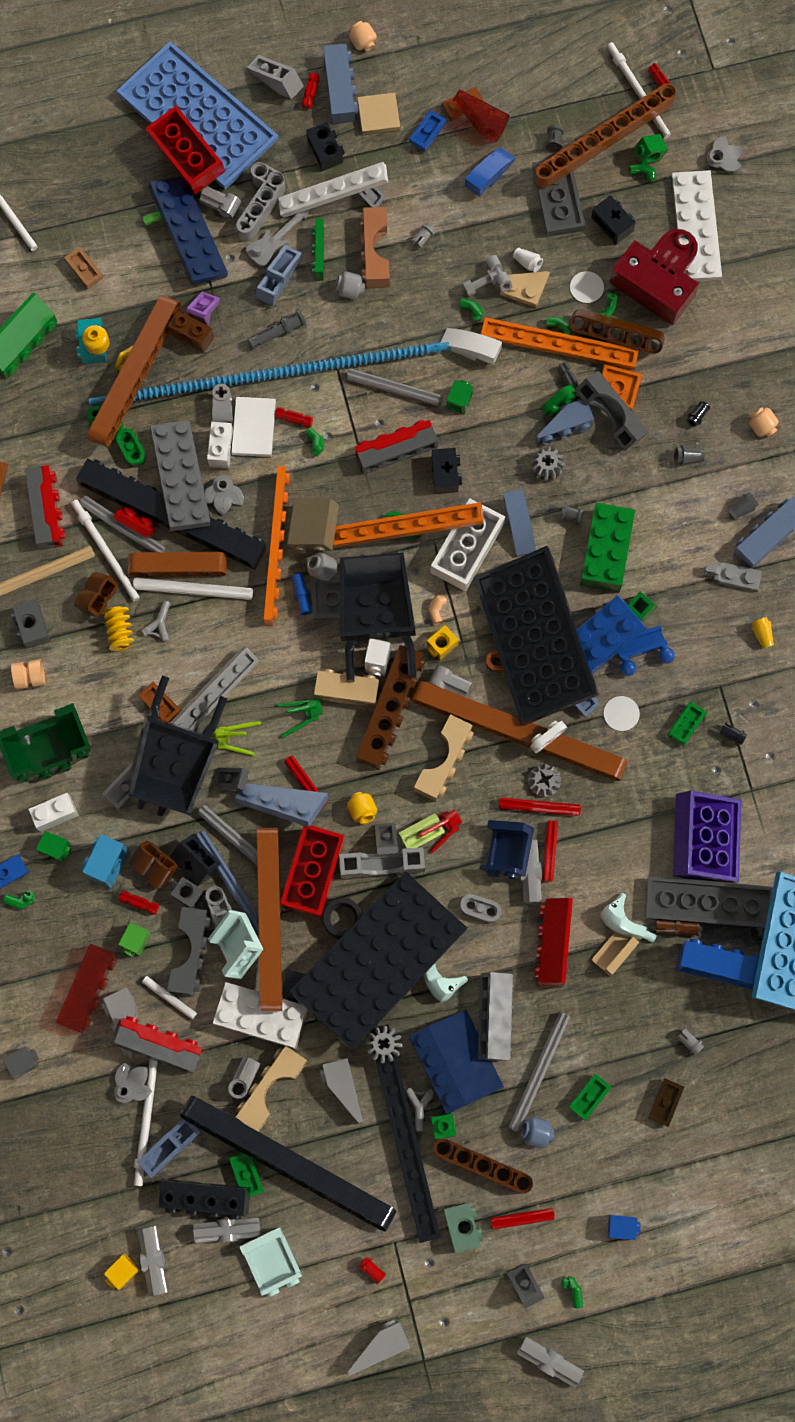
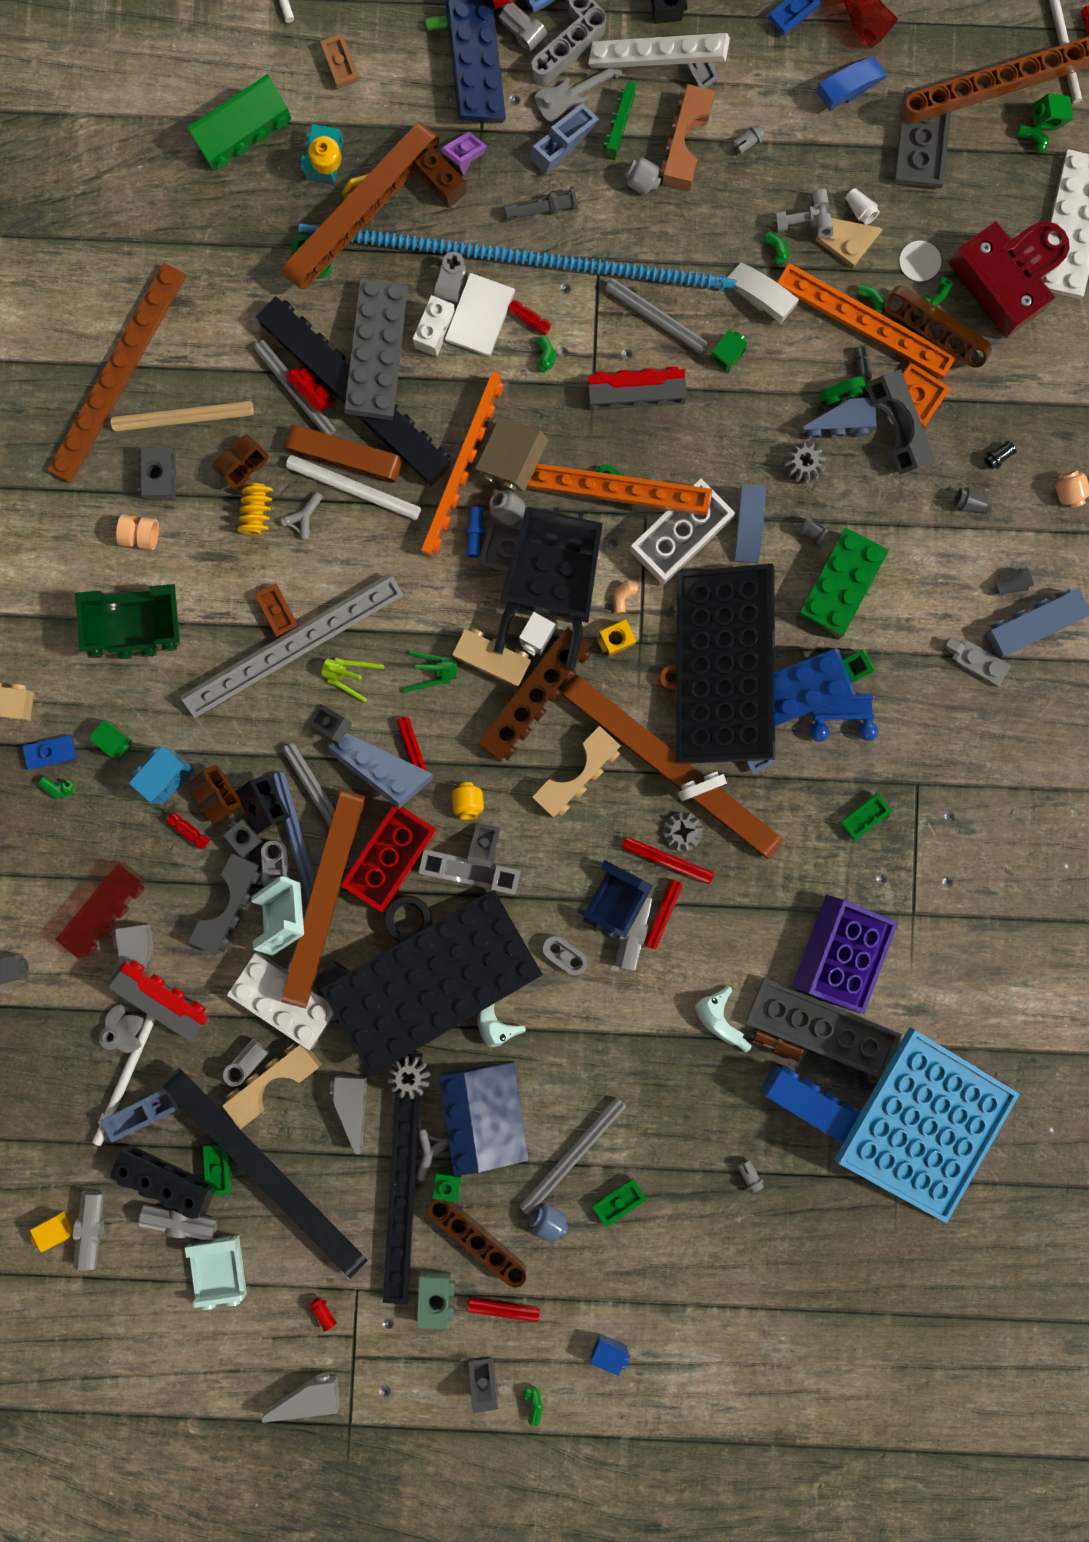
camera: 20 degrees right, 10 degrees up
(44, 508) = (212, 339): piece -> none
(53, 812) = (121, 700): white brick -> none
(85, 519) = (255, 367): white bar -> none
(131, 448) = (331, 298): green plate -> none
(134, 940) = (170, 872): bright green brick -> none
(169, 998) = (191, 949): white bar -> none
(171, 759) = (267, 683): black piece -> none
(223, 497) = (420, 389): light grey plate -> none
(411, 835) = (525, 849): yellowish green plate -> none
(442, 460) = (685, 421): black brick -> none
(447, 680) = (608, 684): light grey piece -> none
(449, 820) = (561, 846): red plant -> none
(495, 1016) = (542, 1083): brick -> none
(550, 1362) = (484, 1472): light grey piece -> none
(554, 137) = (942, 63): dark grey bush -> none
(554, 942) = (634, 1021): red slope -> none
(613, 219) = (979, 187): black brick -> none
(614, 952) = (699, 1051): tan panel -> none
(621, 713) = (795, 781): white sticker -> none
(666, 1102) = (701, 1234): dark brown plate -> none
(733, 733) = (914, 844): black pin -> none
(763, 632) = (988, 737): yellow cone -> none

